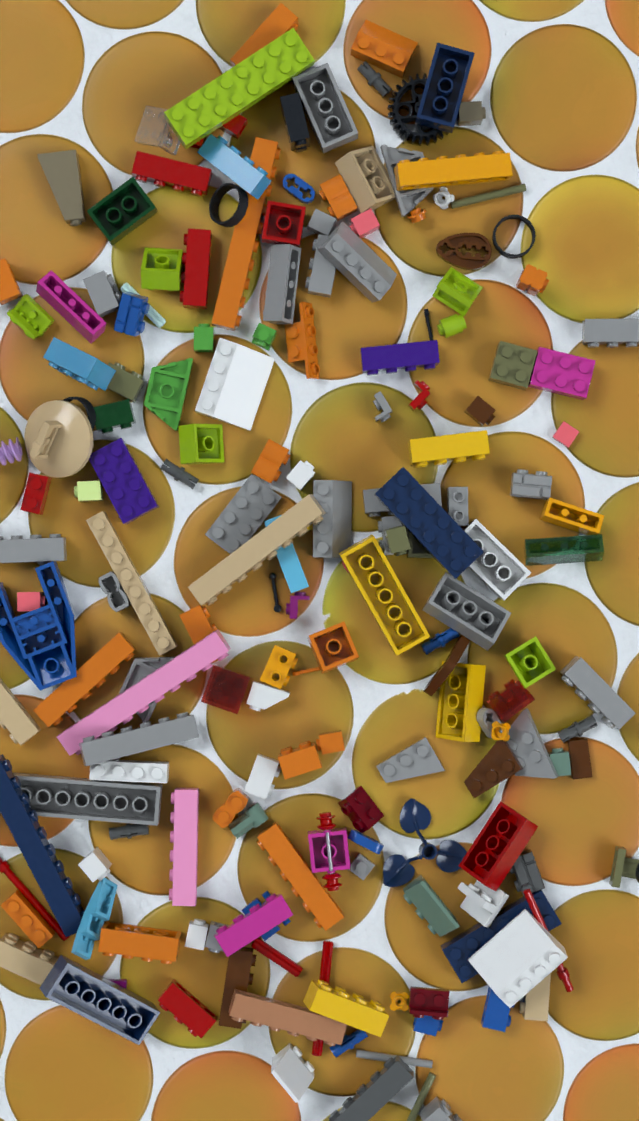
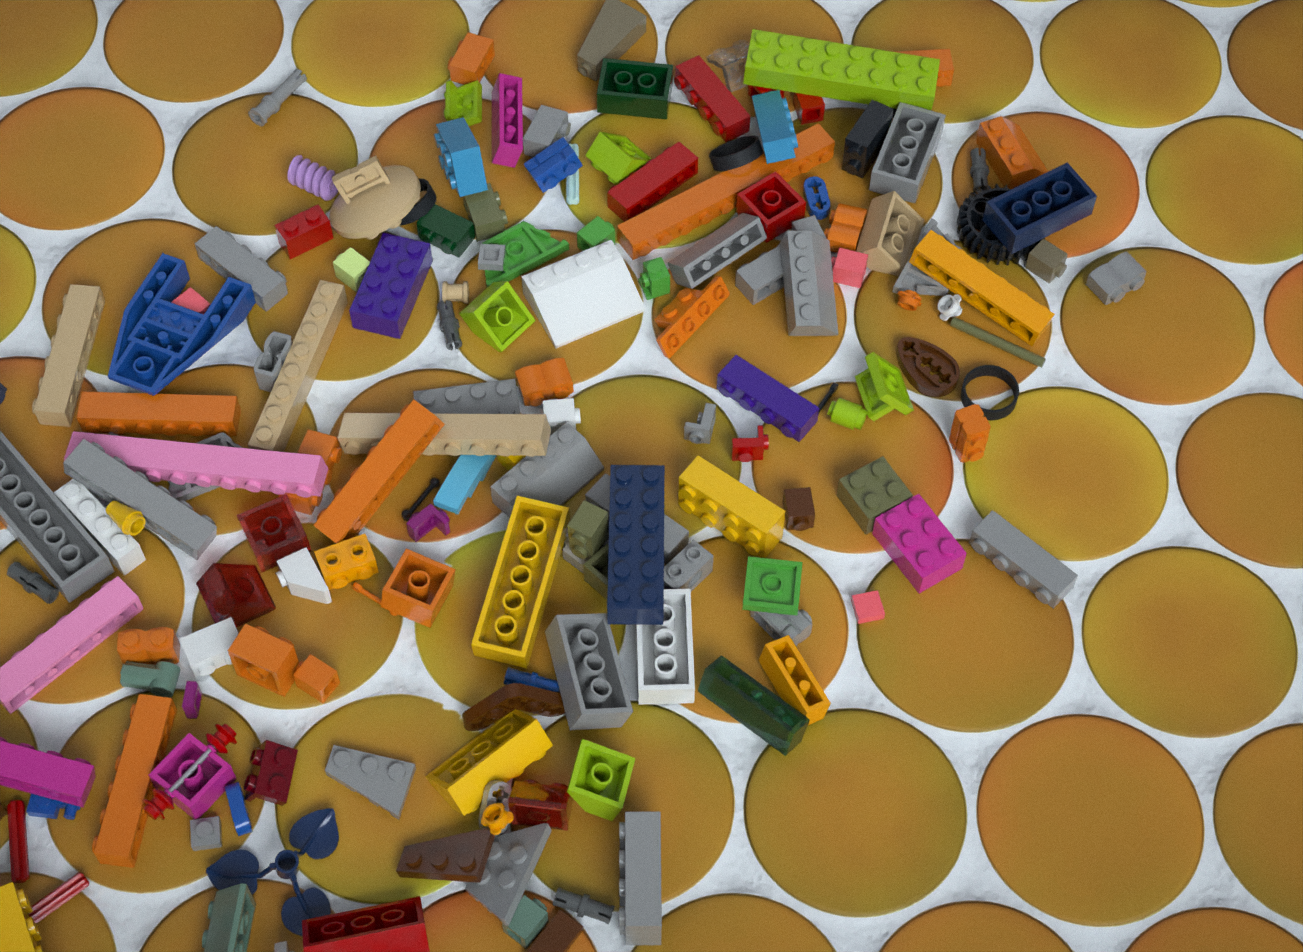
camera: 45 degrees right, 30 degrees down
(146, 759) = (126, 518): none -> yellow cone
(162, 450) = (455, 292): none -> tan bush
(163, 412) = (491, 257): none -> light grey plate
(241, 738) = (235, 593): none -> clear red slope
(249, 606) = (379, 473): none -> orange brick
(282, 812) = (192, 700): none -> magenta tile
(516, 477) = (772, 586): none -> bright green plate
(518, 89) = (1116, 278): none -> light grey brick

